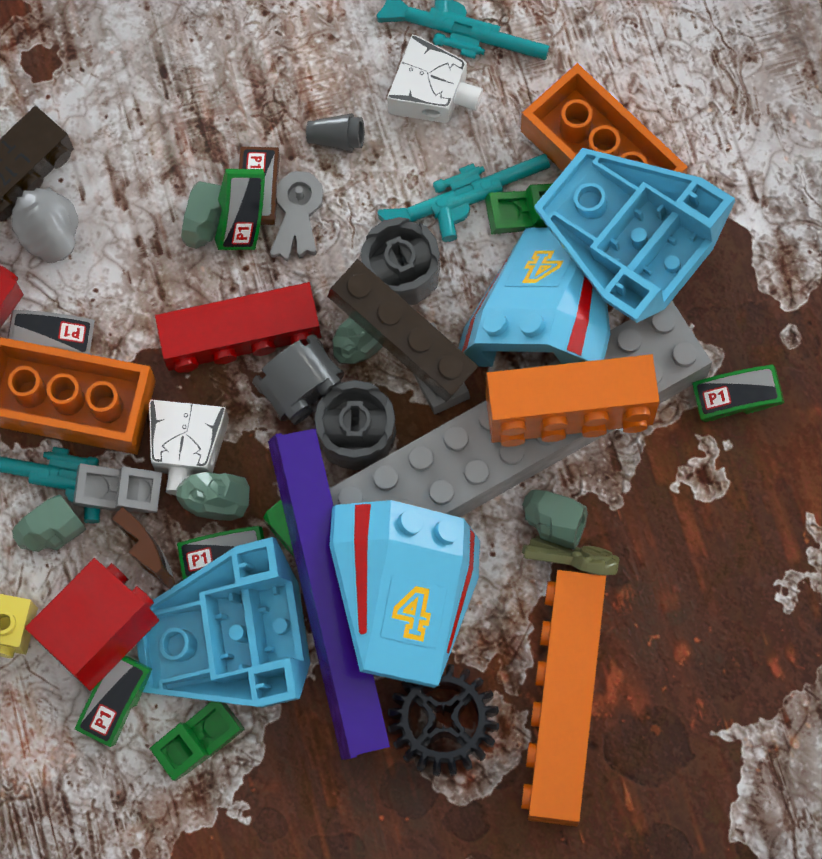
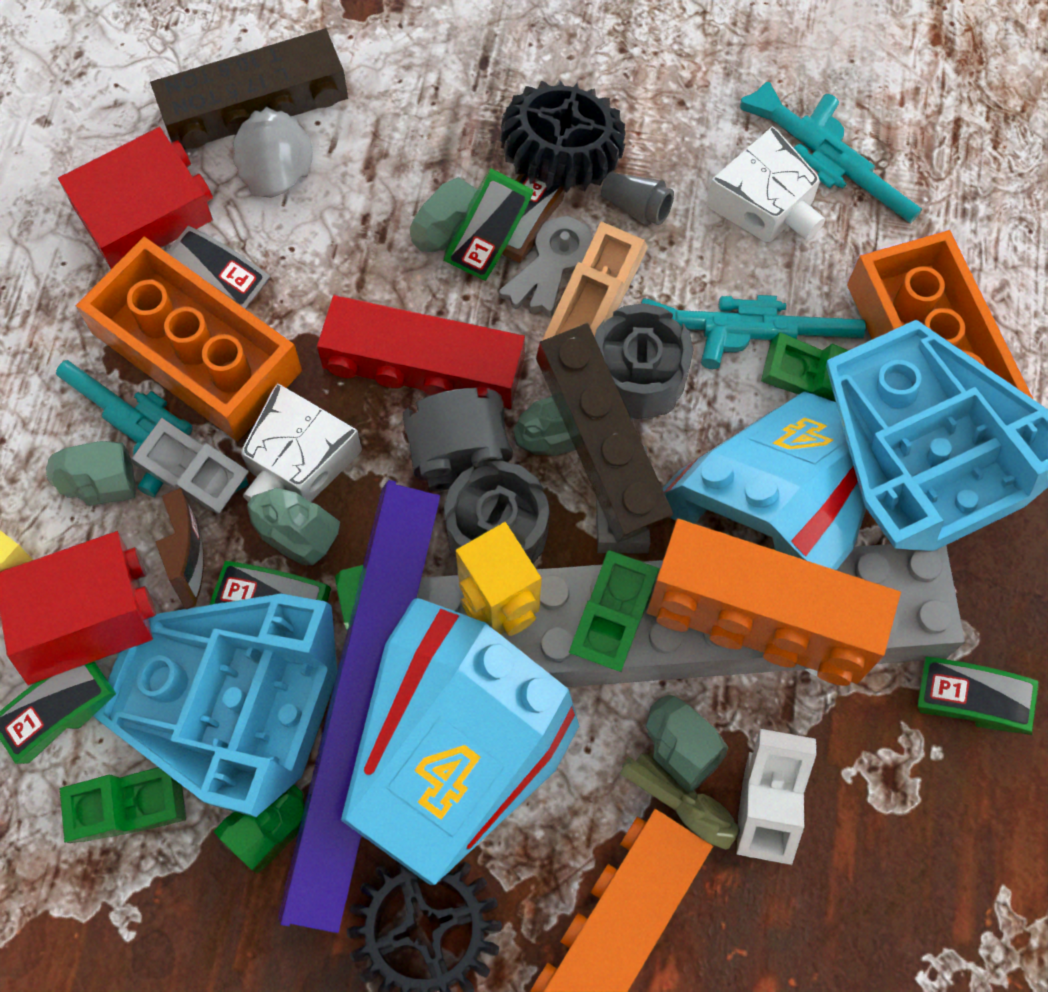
camera: 20 degrees right, 5 degrees down
(238, 121) = (562, 136): none -> black gear
(302, 715) = (263, 837): none -> green rock
(340, 222) = (599, 280): none -> light nougat slope
(386, 469) = (498, 581): none -> yellow brick
(470, 451) = (614, 611): none -> green slope
(631, 524) = (774, 796): none -> white brick

